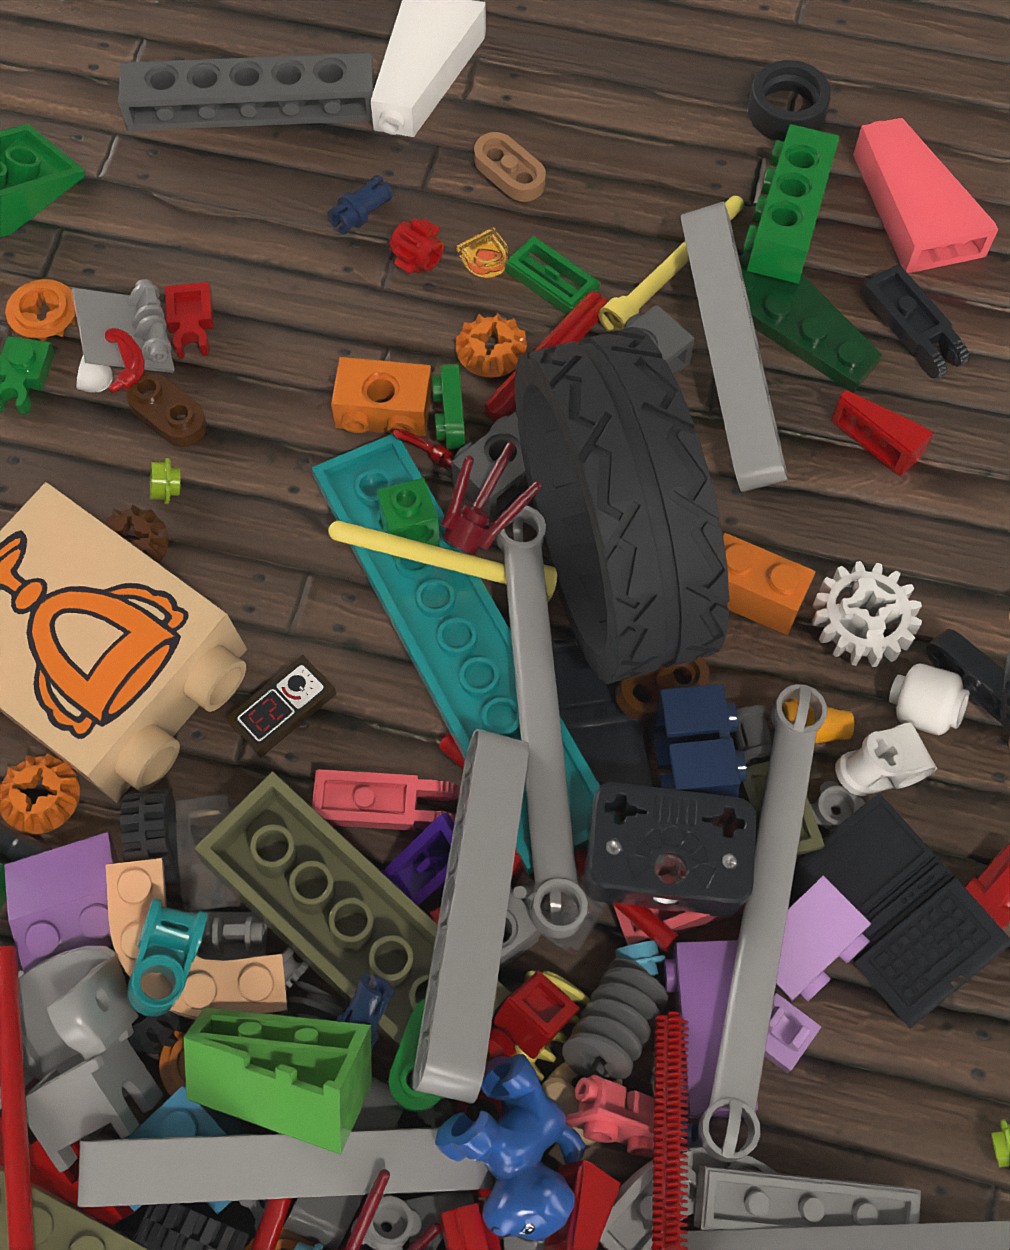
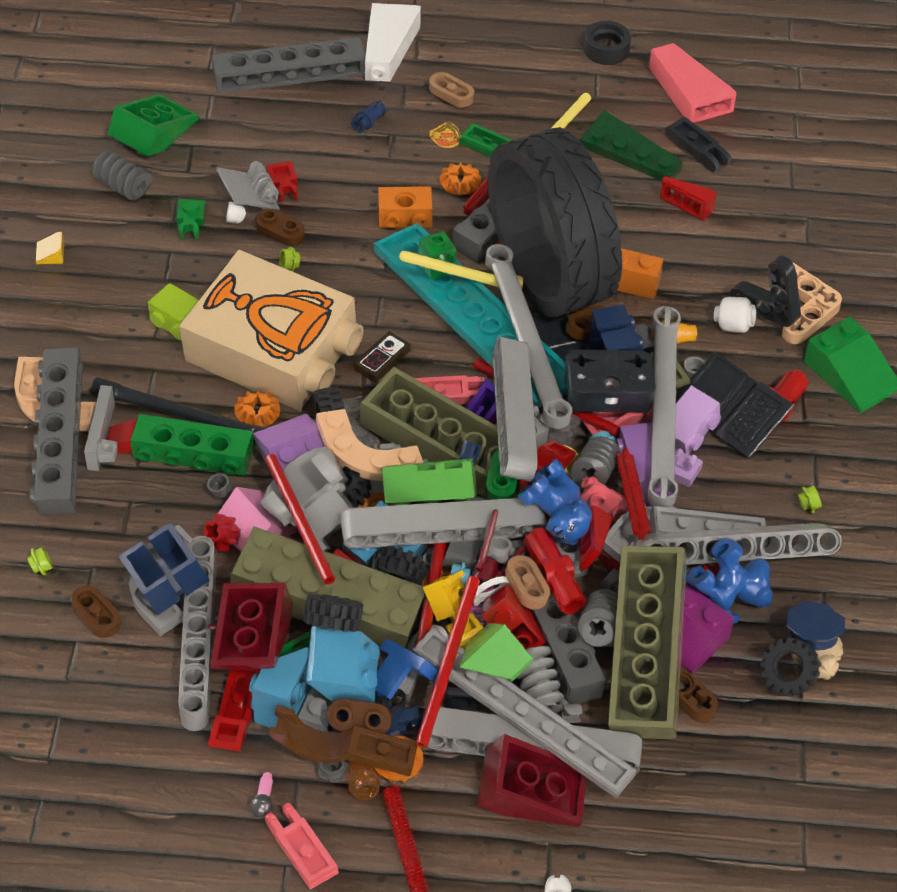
camera: 10 degrees left, 15 degrees down
(26, 304) = (203, 181): orange gear -> none
(132, 360) = (258, 200): red piece -> none
(168, 948) = (360, 443): teal piece -> none
(416, 246) = (407, 132): red gear -> none
(438, 453) = (429, 227): red piece -> none
(451, 422) = (446, 211): green plate -> none
(468, 527) = (470, 255): dark red plant -> none
(733, 348) = (586, 131): light grey beam -> none
(792, 203) = (617, 91): green brick -> none
(862, 618) = (695, 281): white gear -> none
(885, 762) = (717, 339): white piece -> none

